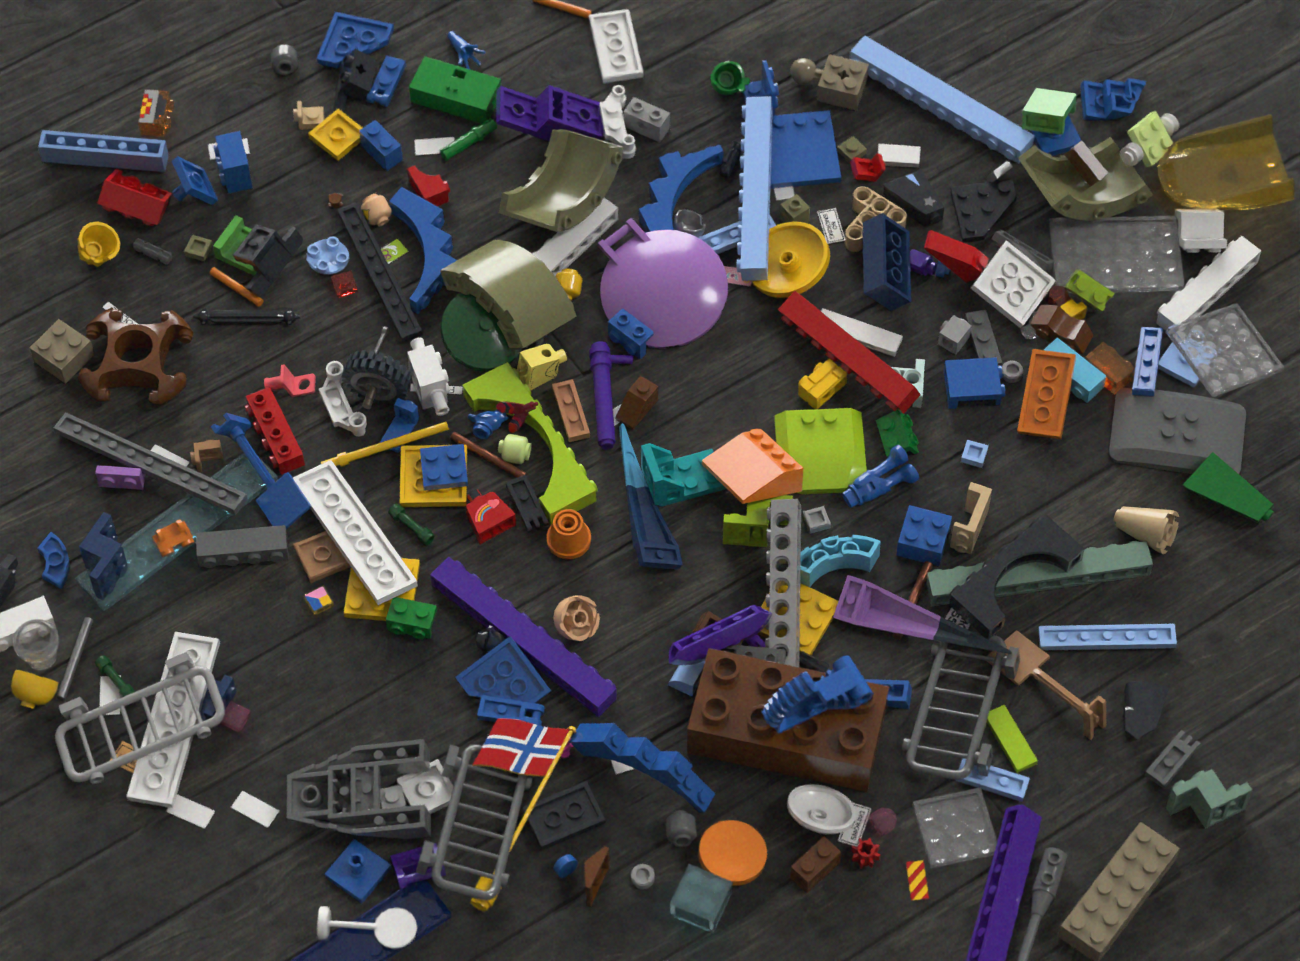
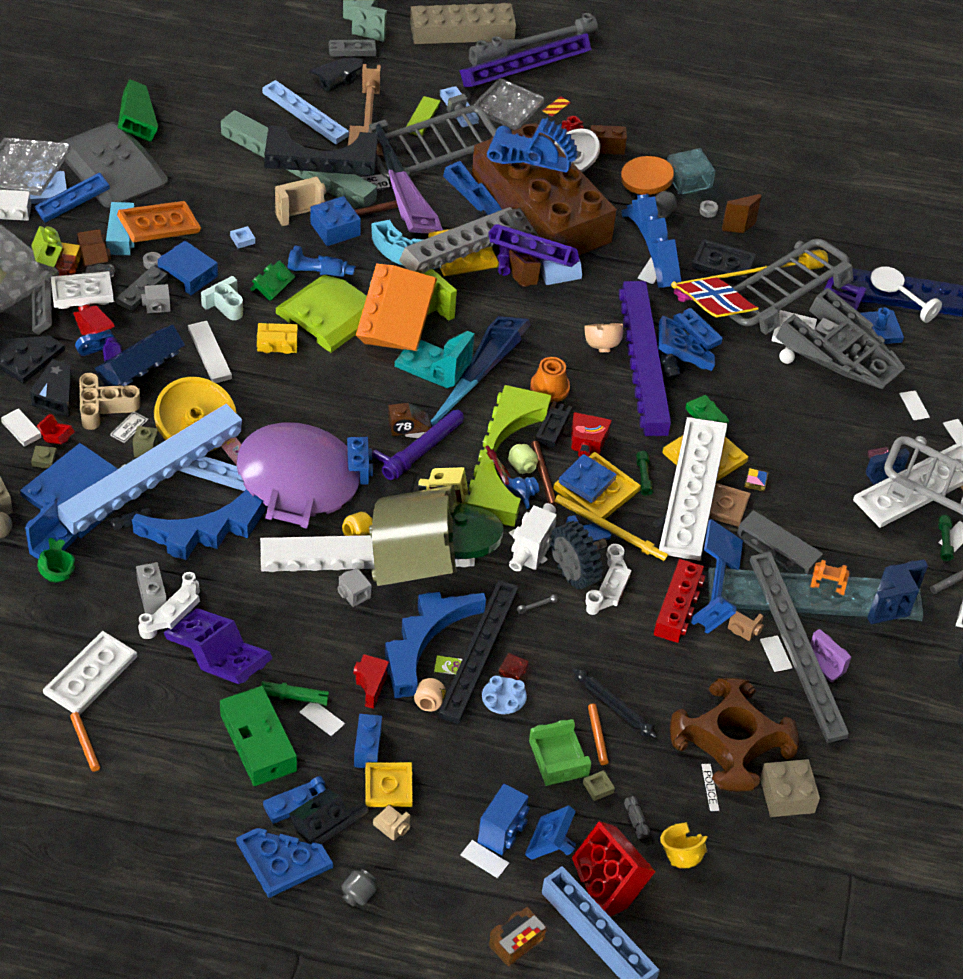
camera: 140 degrees left, 10 degrees down
(56, 560) = (923, 646): blue tile -> none
(267, 254) = (557, 725): black plate -> none
(291, 383) = (632, 625): coral bracket -> none
(335, 200) = (449, 736): reddish brown piece -> none
(464, 49) = (206, 768): blue piece -> none
(518, 235) = (354, 587): none -> light grey brick
(565, 865) = (750, 238): blue tile -> none
(568, 183) = (280, 577): olive panel -> none
(571, 410) = (458, 449): nougat plate -> none
(689, 222) = (226, 491): flat silver hair -> none
(849, 352) = (242, 328): red brick -> none
(1117, 370) = (97, 212): clear orange brick -> none
(1148, 525) = (205, 126): tan cone -> none

